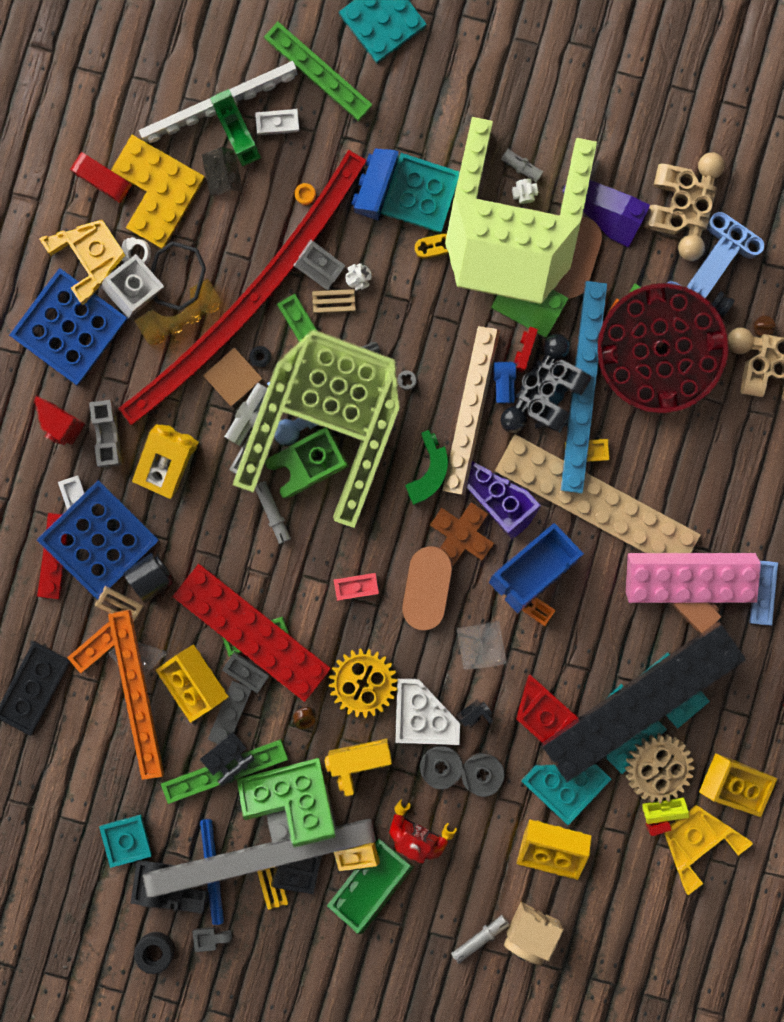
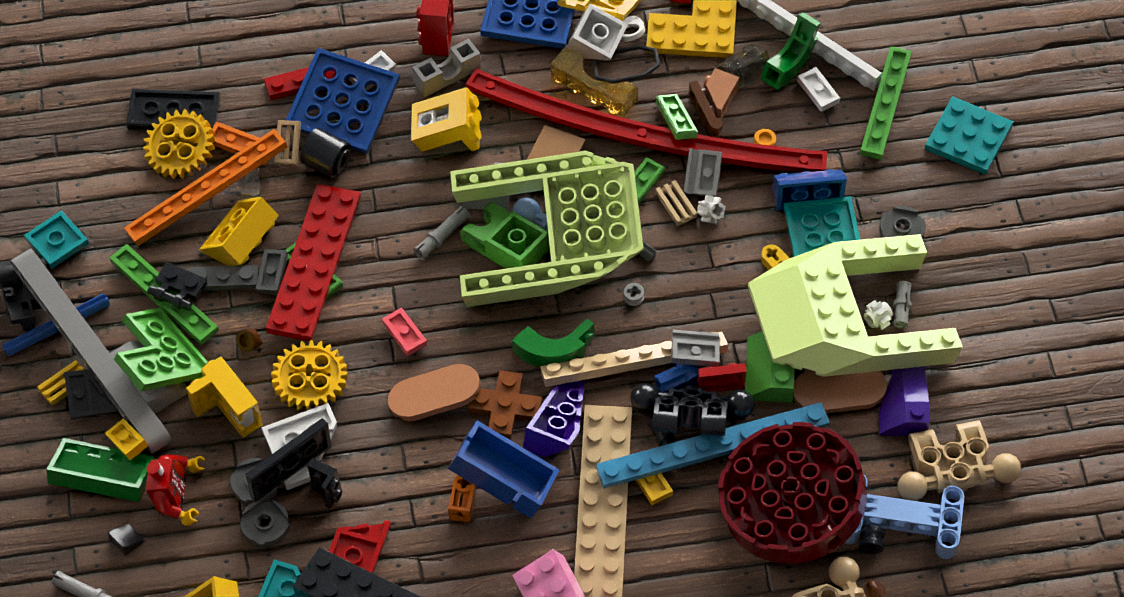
camera: 65 degrees right, 30 degrees down
(59, 688) = (179, 144): none -> yellow gear
(241, 208) = (721, 90): none -> nougat slope
(251, 259) = (676, 116): none -> bright green tile
(255, 230) = (705, 111): none -> reddish brown plate
(444, 890) = (125, 538): none -> black slope
(448, 113) = (898, 216): none -> dark grey plate
(453, 753) = (288, 460): none -> black tile
(481, 645) = (401, 468): clear slope -> none
(494, 359) = (695, 348): none -> light grey plate

